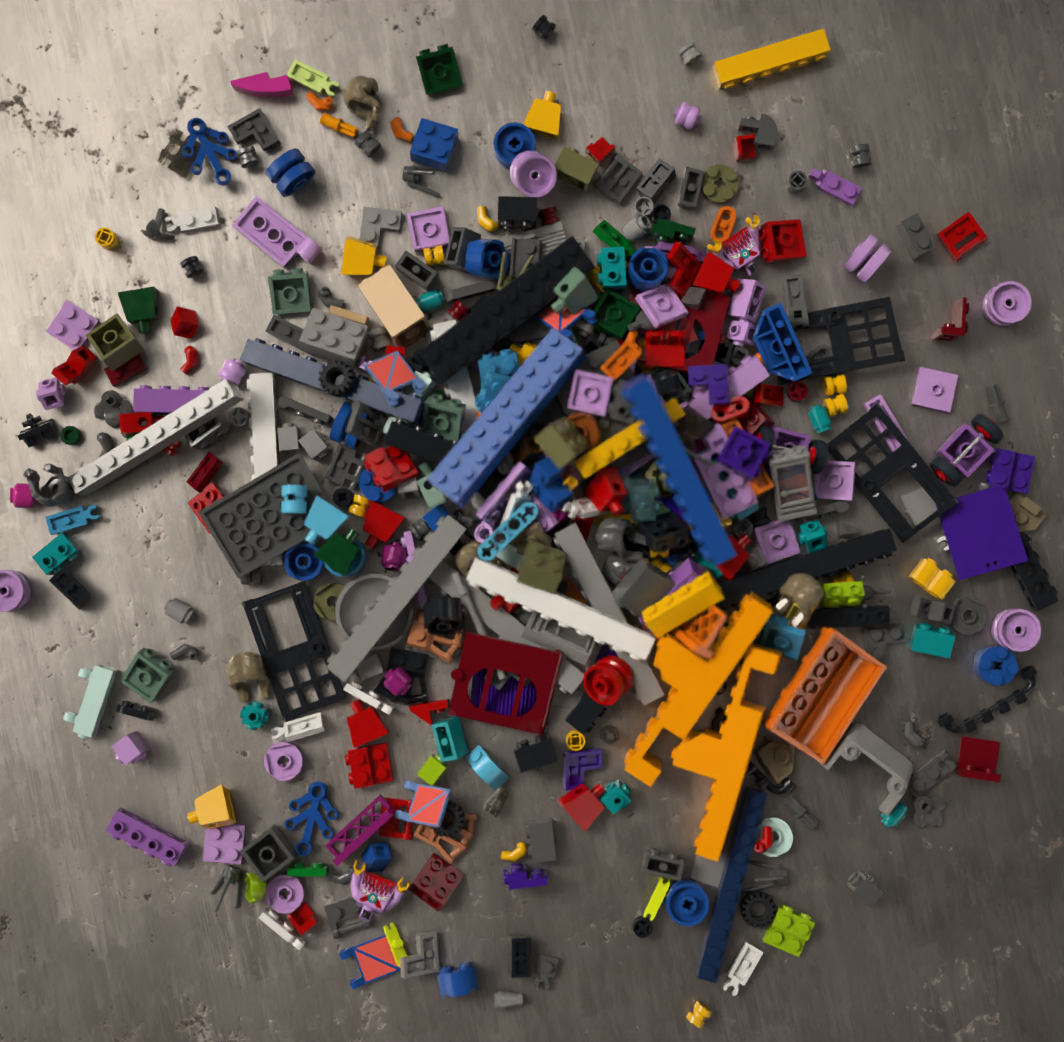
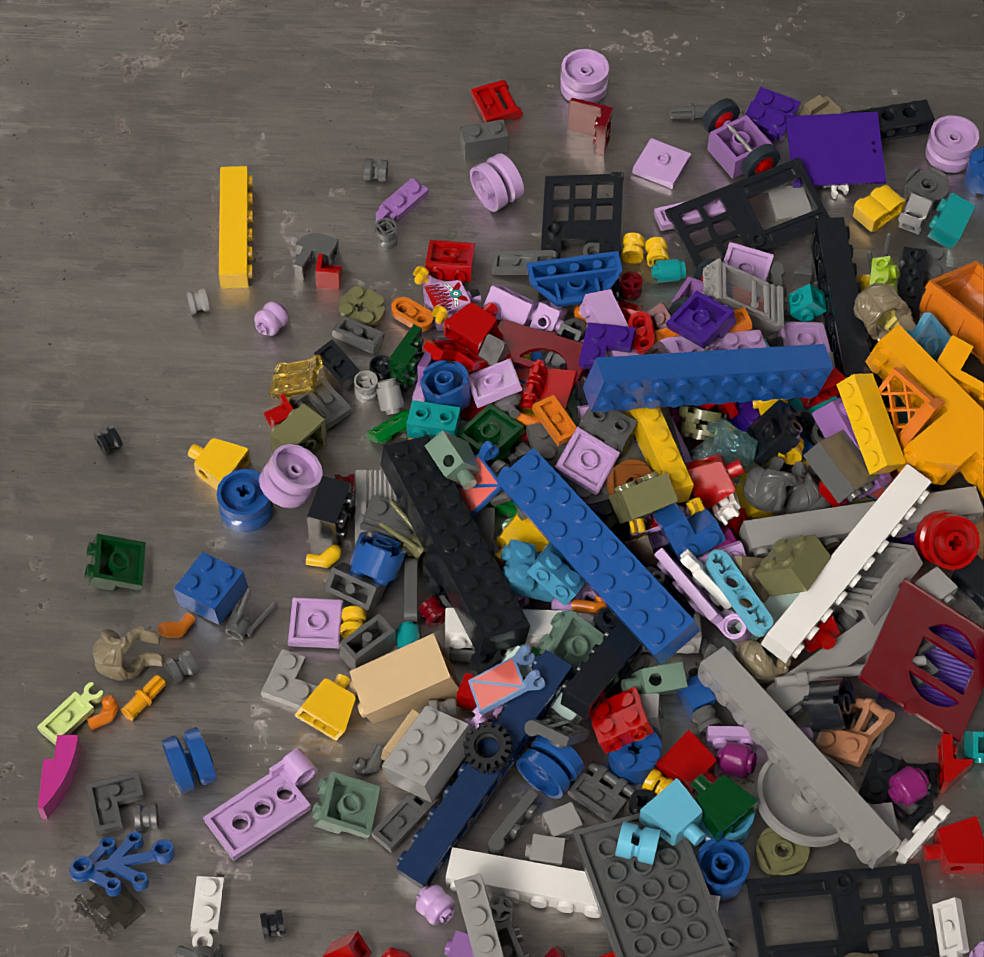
camera: 80 degrees left, 30 degrees down
(629, 152) = (295, 377): none -> clear yellow plate

